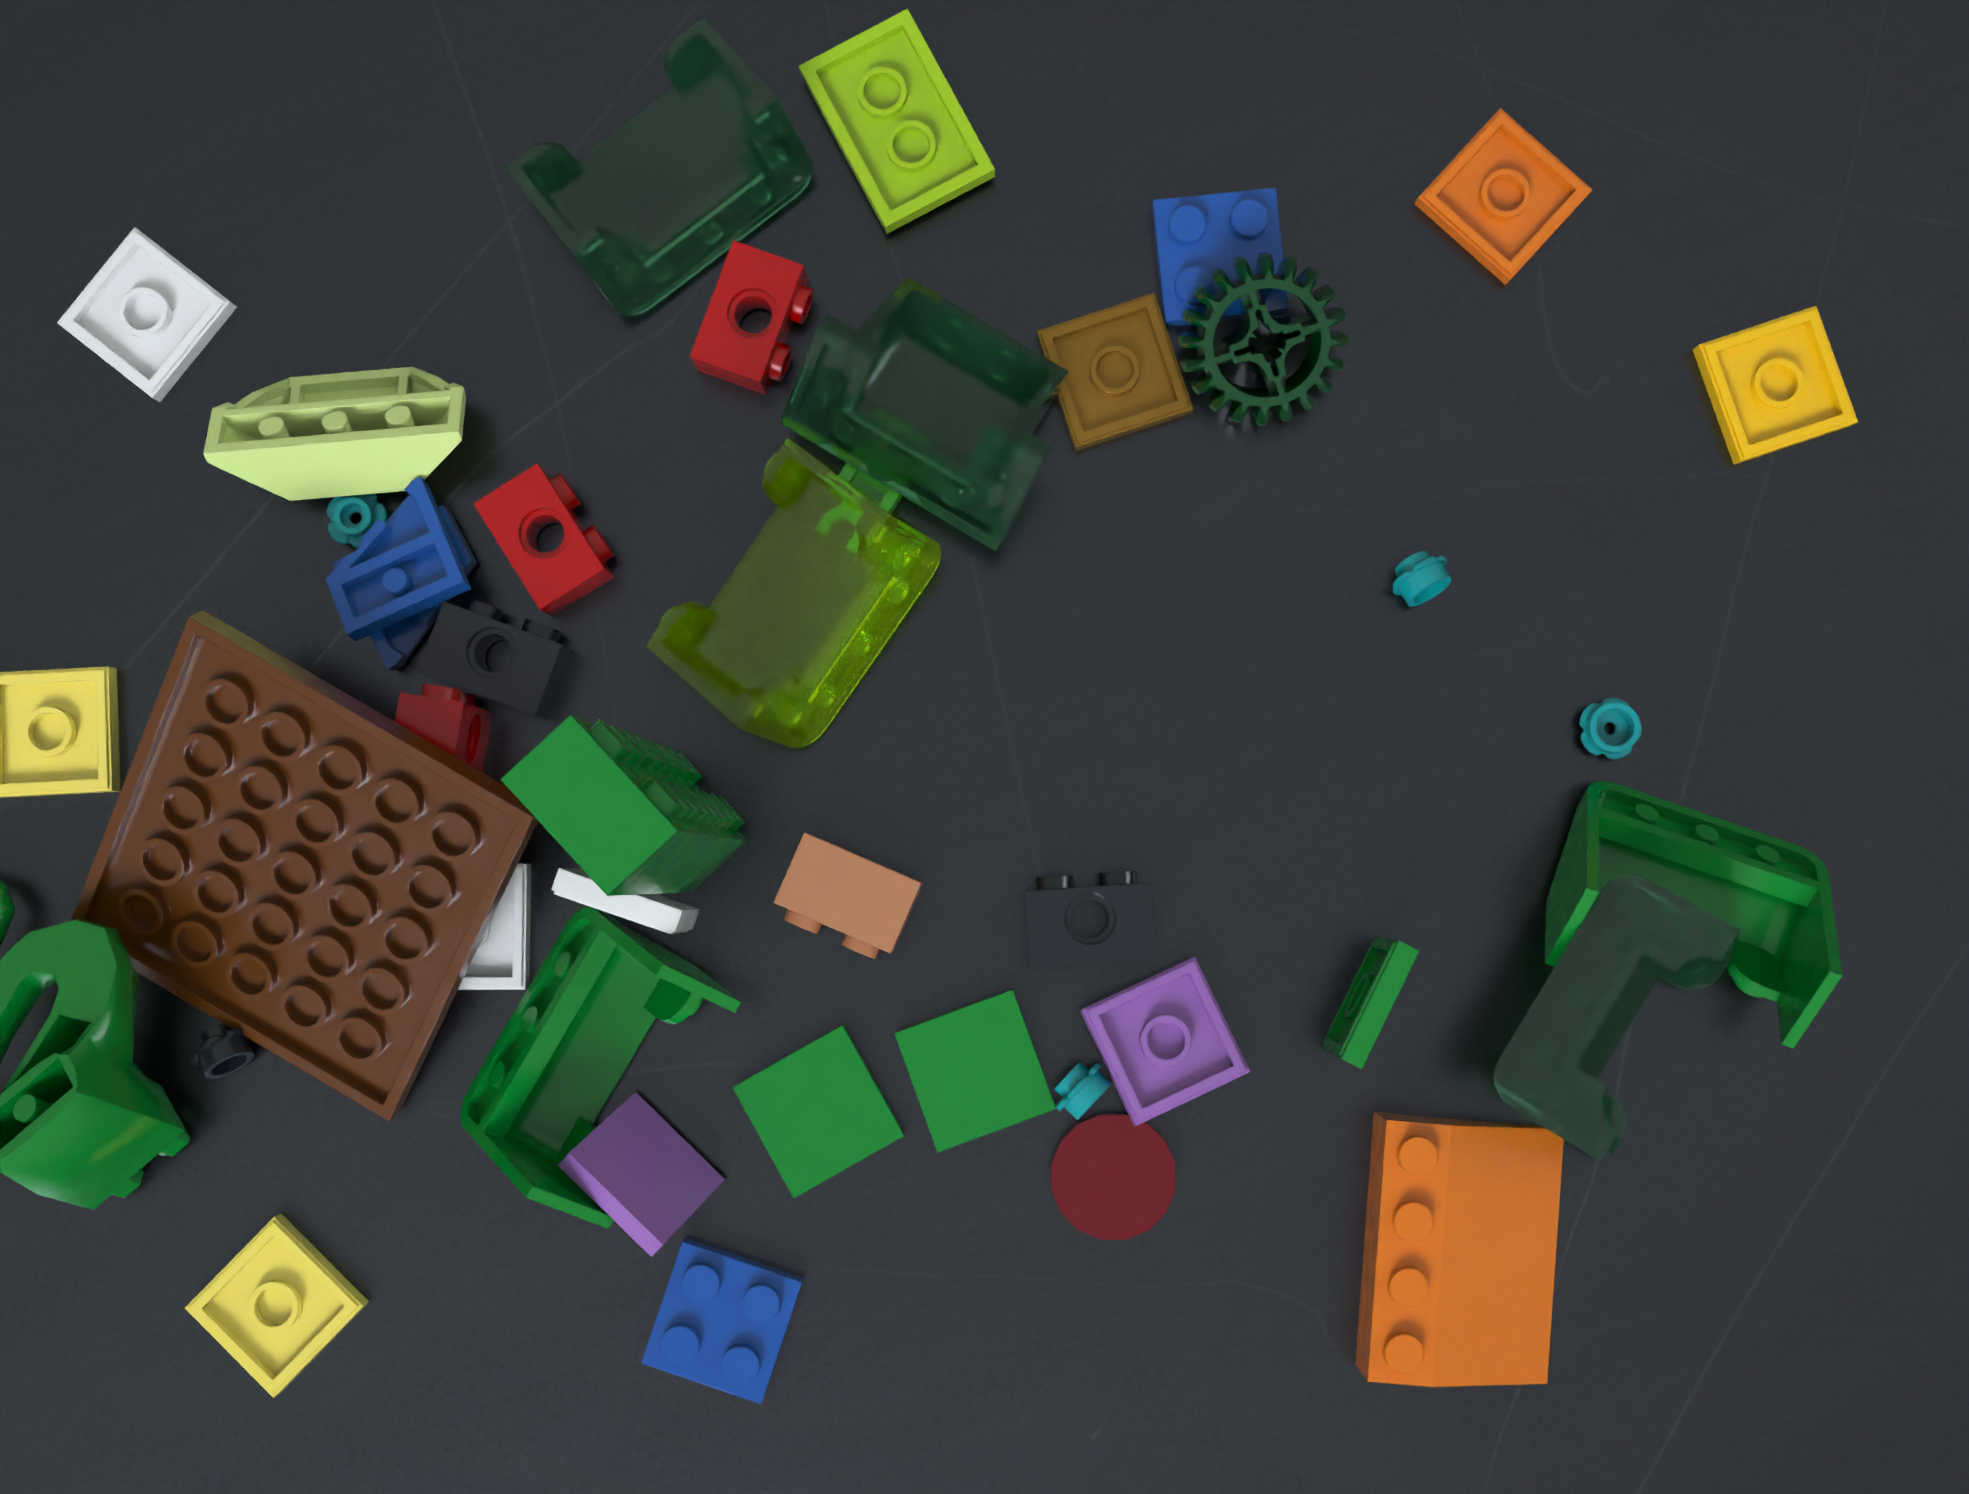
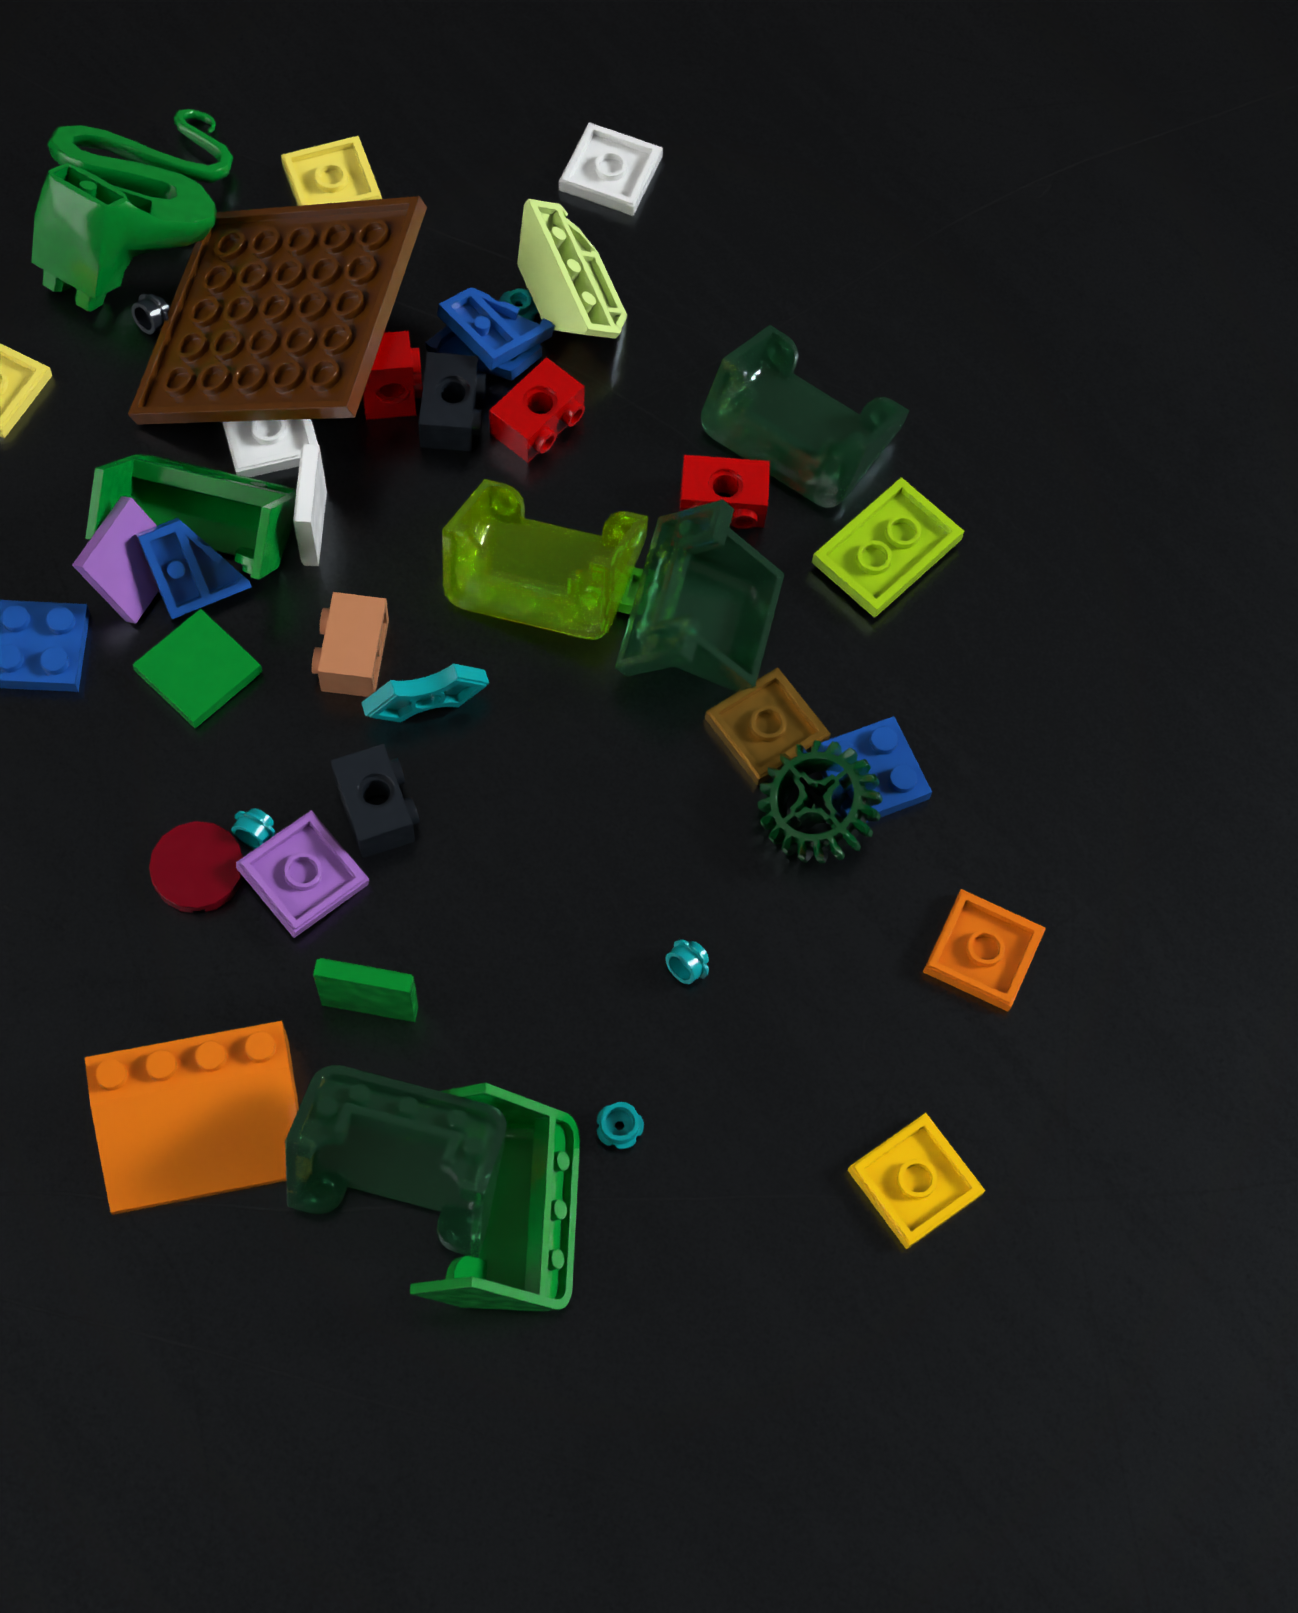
camera: 60 degrees right, 20 degrees down
(626, 809) = (361, 433): green brick -> none
(673, 1091) = (187, 568): none -> blue wing
(956, 815) = (446, 688): none -> teal tile
(975, 1070) = (250, 758): green tile -> none

